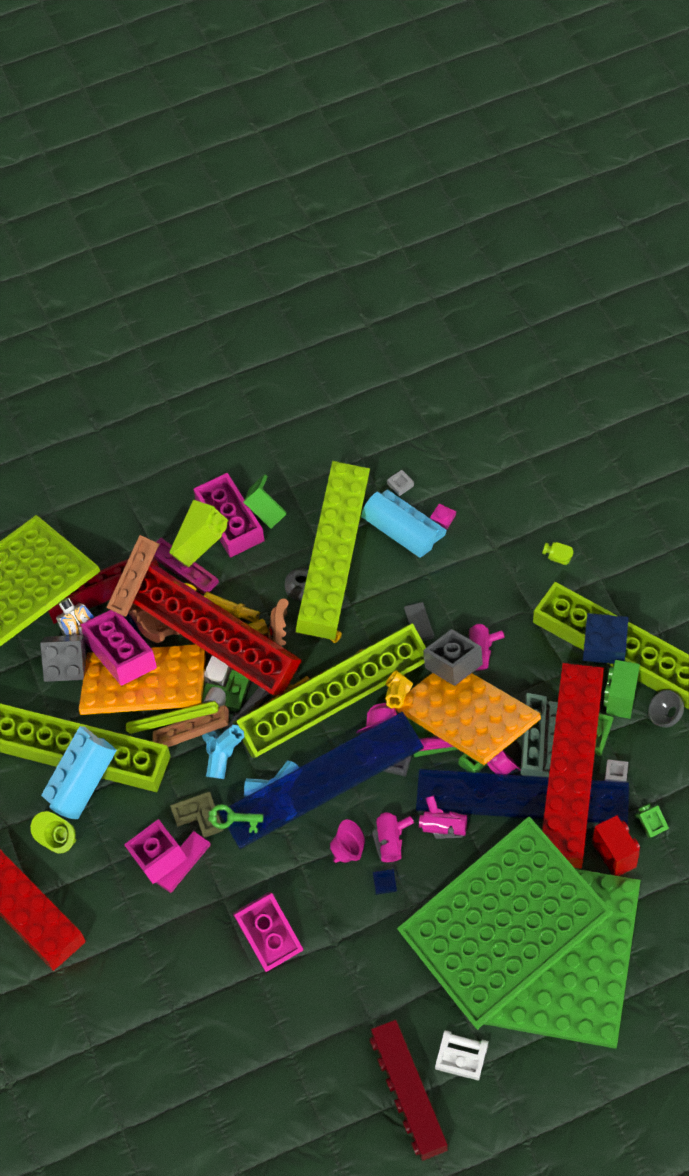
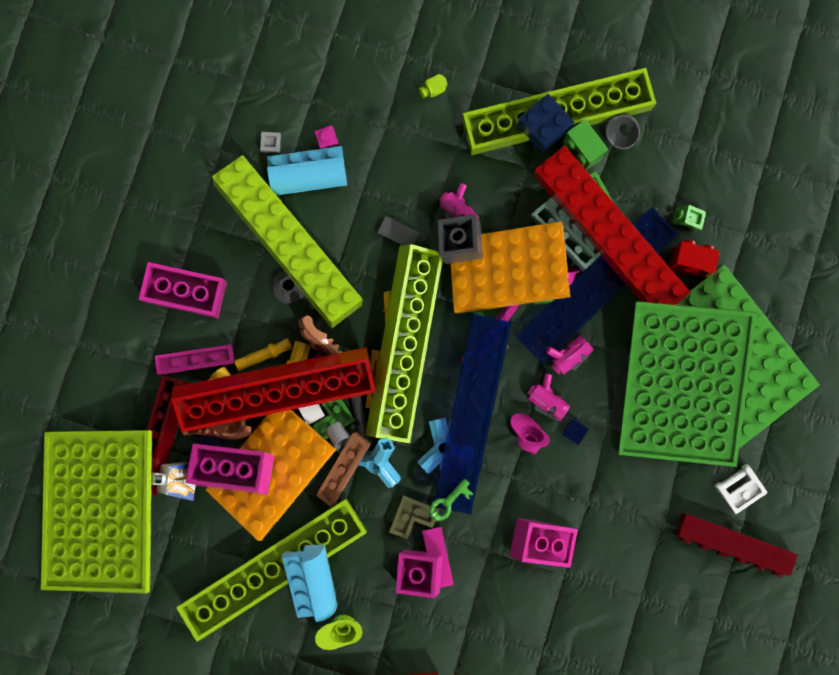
camera: 60 degrees left, 25 degrees up
(63, 657) = (199, 514): dark grey brick -> none
(132, 575) = (185, 413): nougat plate -> none
(172, 717) = (323, 475): lime axle -> none
(198, 532) = (186, 329): lime slope -> none
(262, 504) = (197, 261): bright green panel -> none
(377, 715) = (455, 330): dark pink piece -> none
(397, 689) = (449, 298): yellow piece -> none
(616, 771) = (635, 206): light grey plate -> none

